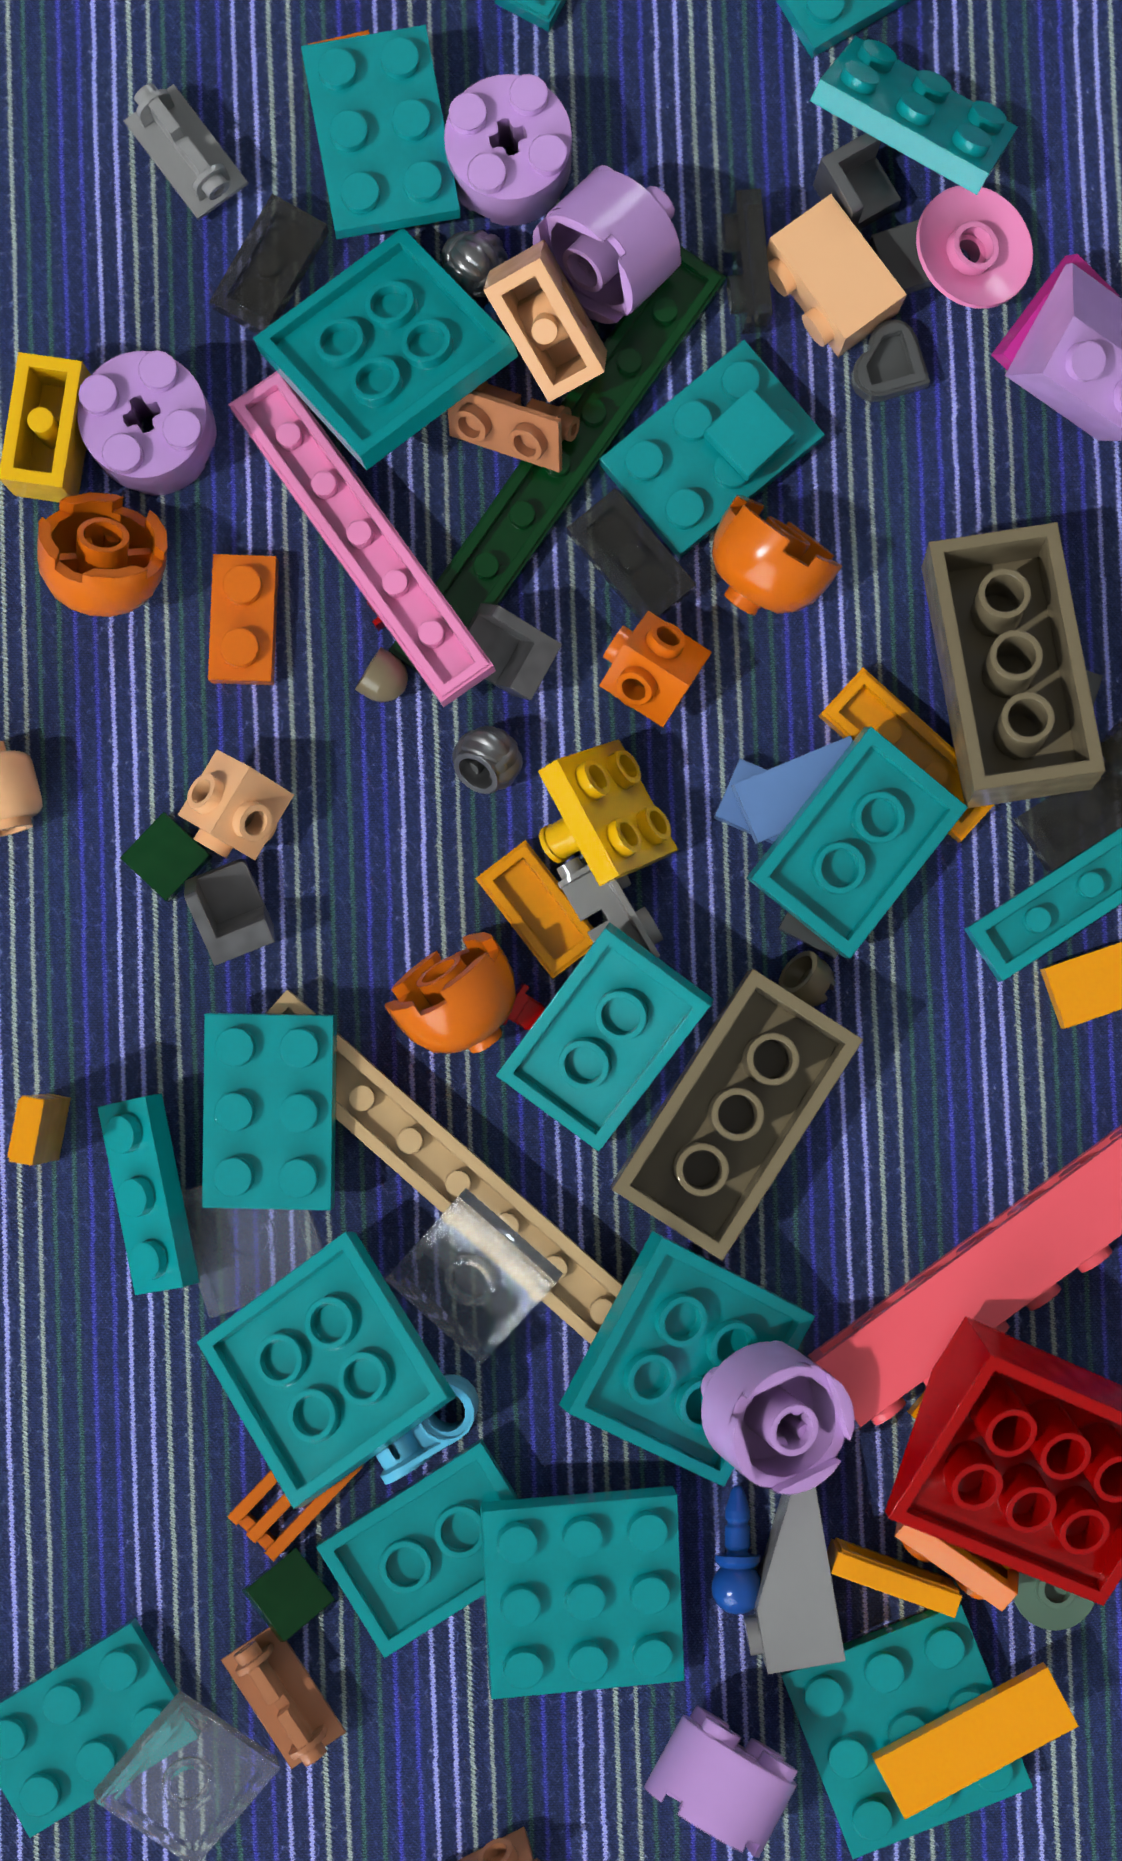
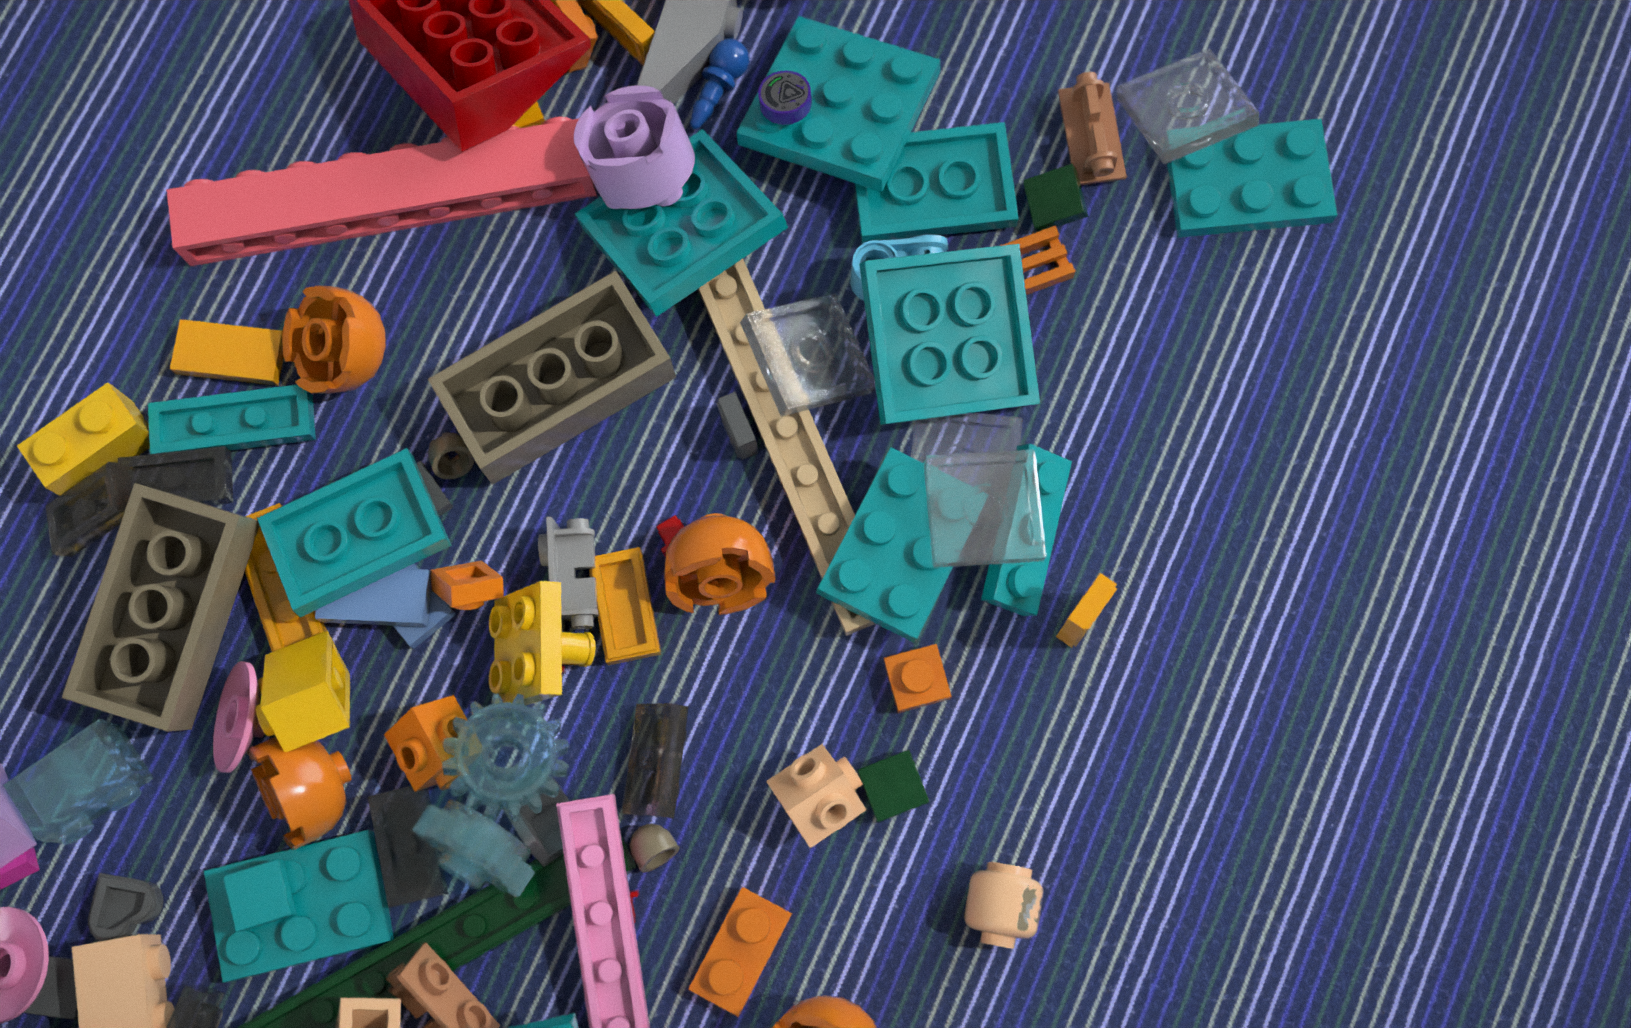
camera: 145 degrees left, 10 degrees down
(193, 982) = (917, 678): none -> orange plate
(195, 1186) = (984, 508): none -> clear tile
(229, 911) = (861, 713): flat silver panel -> none
(421, 763) = (655, 760): none -> clear smoke plate
(487, 759) = (603, 738): flat silver piece -> none
(512, 1158) = (737, 426): none -> dark grey tile
(528, 687) = (498, 727): none -> clear light blue gear
(549, 578) = (475, 848): none -> clear light blue gear
(604, 1037) = (620, 479): teal plate -> none
(638, 1559) = (785, 97): none -> tile
(710, 847) = (467, 585): none -> orange plate
(813, 651) = (304, 692): none -> yellow brick
(873, 596) = (236, 717): none -> bright pink dish
(996, 1038) = (333, 340): none -> orange cylinder
(1001, 456) = (79, 783): none -> clear light blue brick

